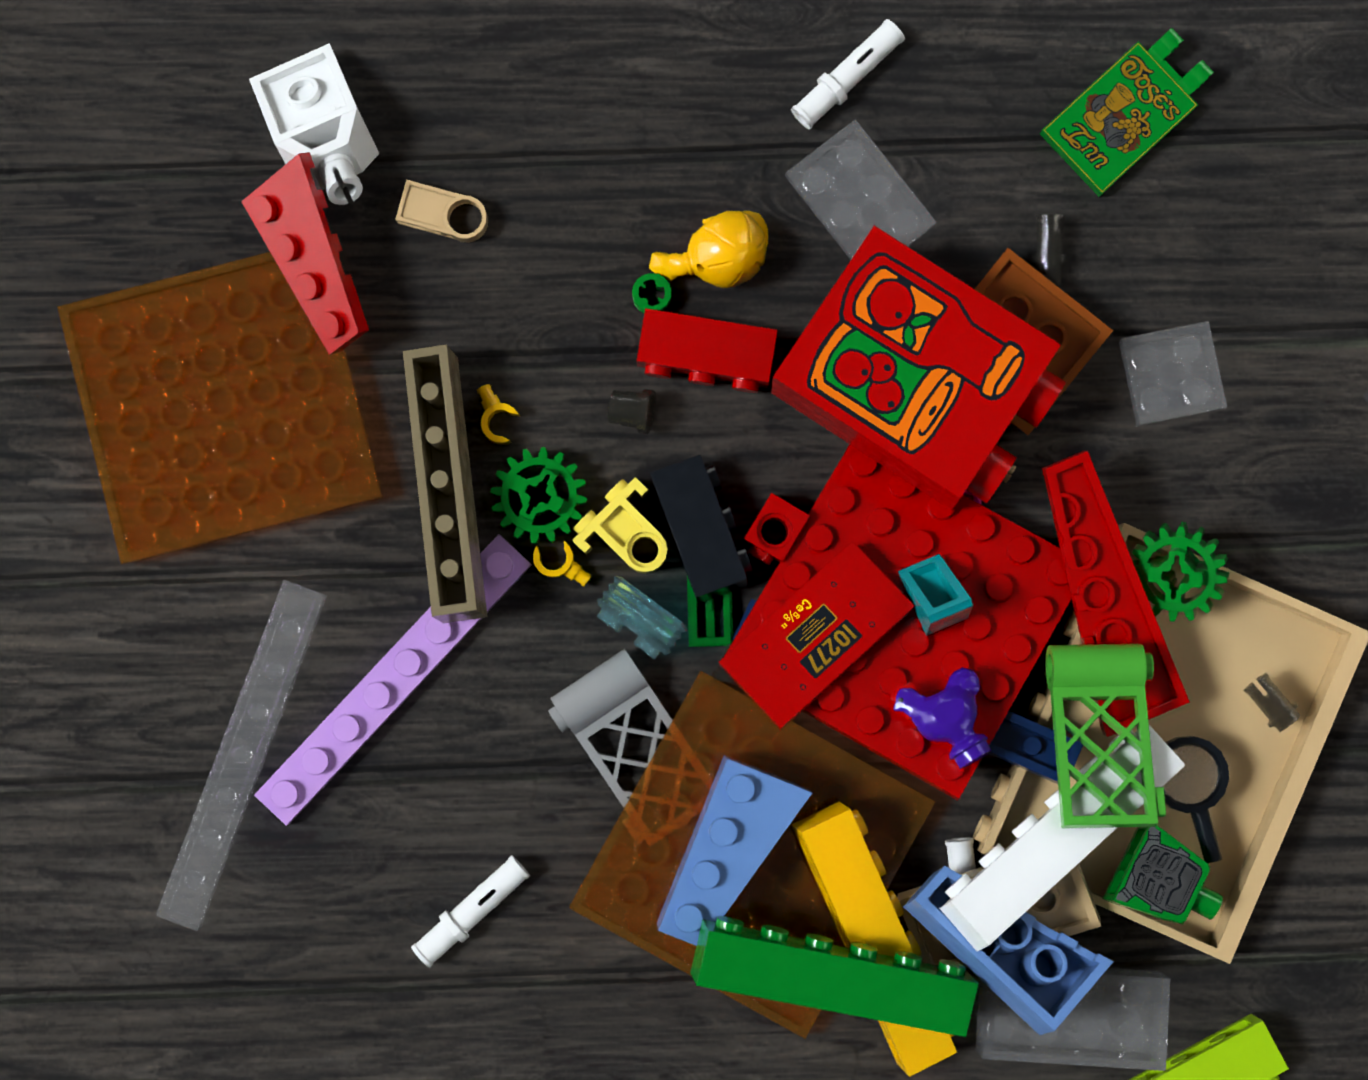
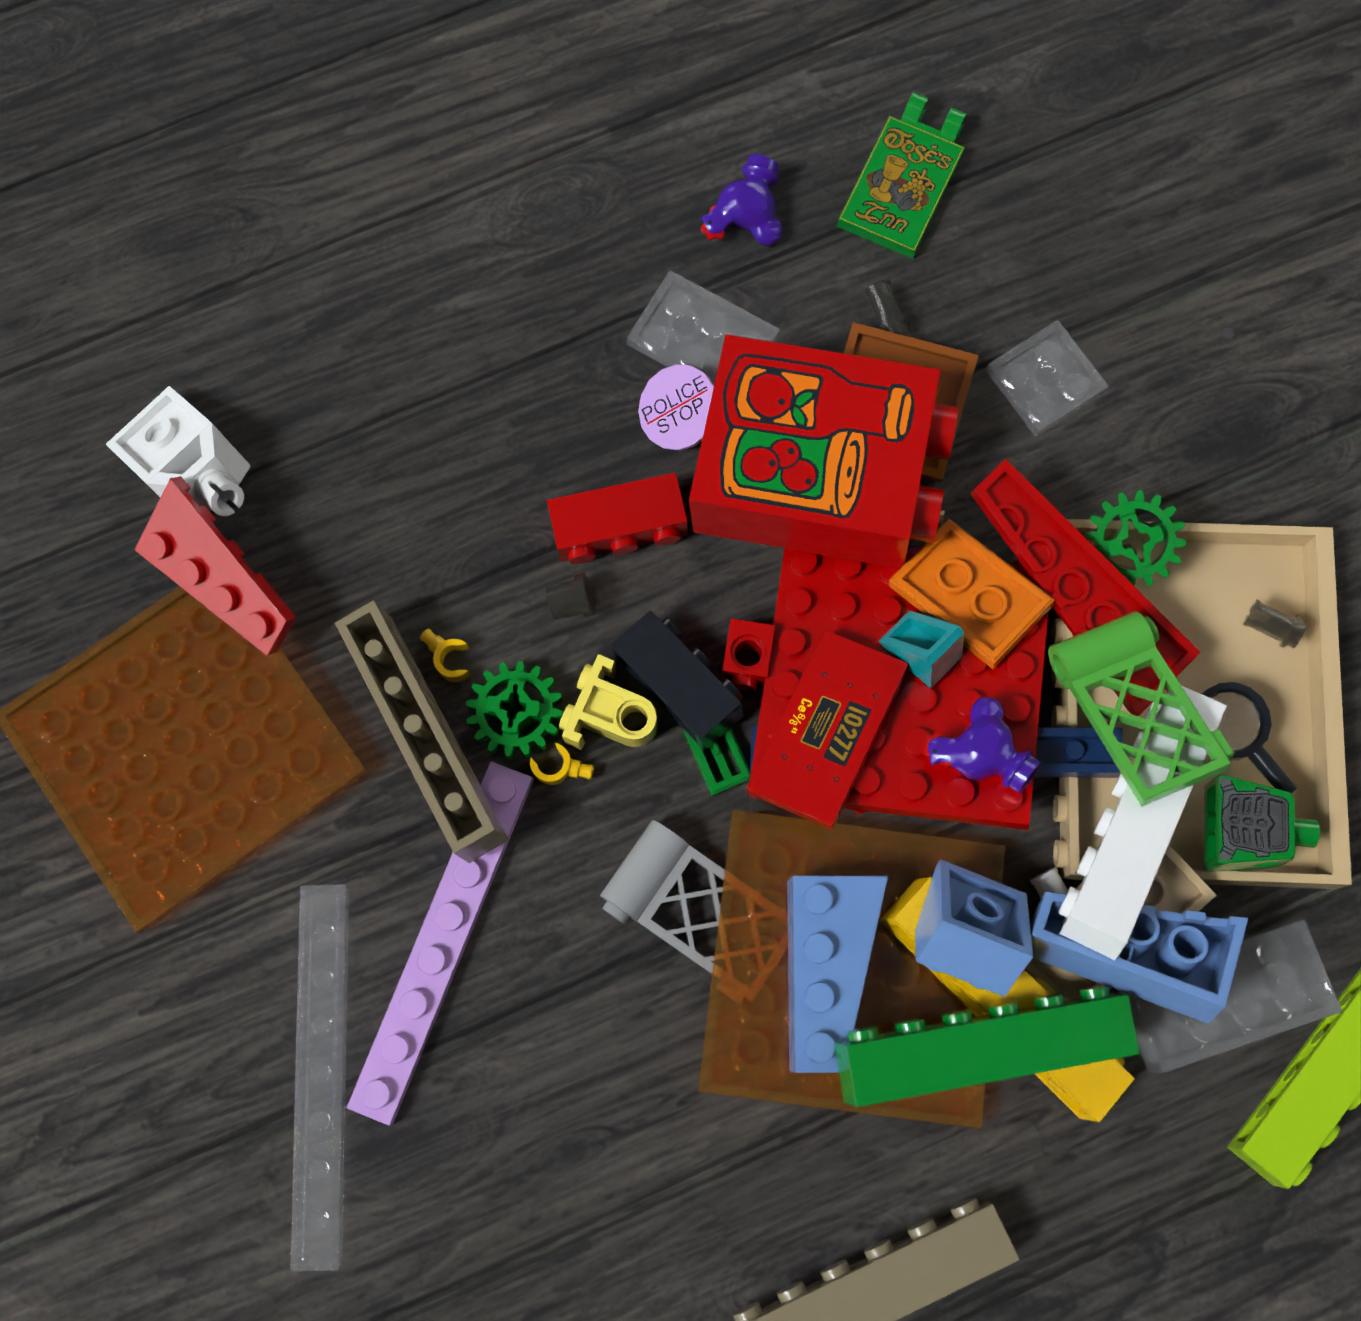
camera: 15 degrees left, 10 degrees down
(430, 211) = (315, 494): tan piece -> none
(457, 923) = (602, 1139): white pin -> none
(652, 624) = (655, 780): clear light blue brick -> none
(661, 285) = (554, 480): green bush -> none
(721, 252) = (597, 426): yellow piece -> none
(806, 262) = (676, 407): none -> lavender piece
(834, 87) = (640, 252): white pin -> none
(867, 871) = (974, 929): none -> medium blue slope
(959, 80) = (747, 204): none -> dark purple animal
(1003, 561) = (973, 589): none -> orange tile

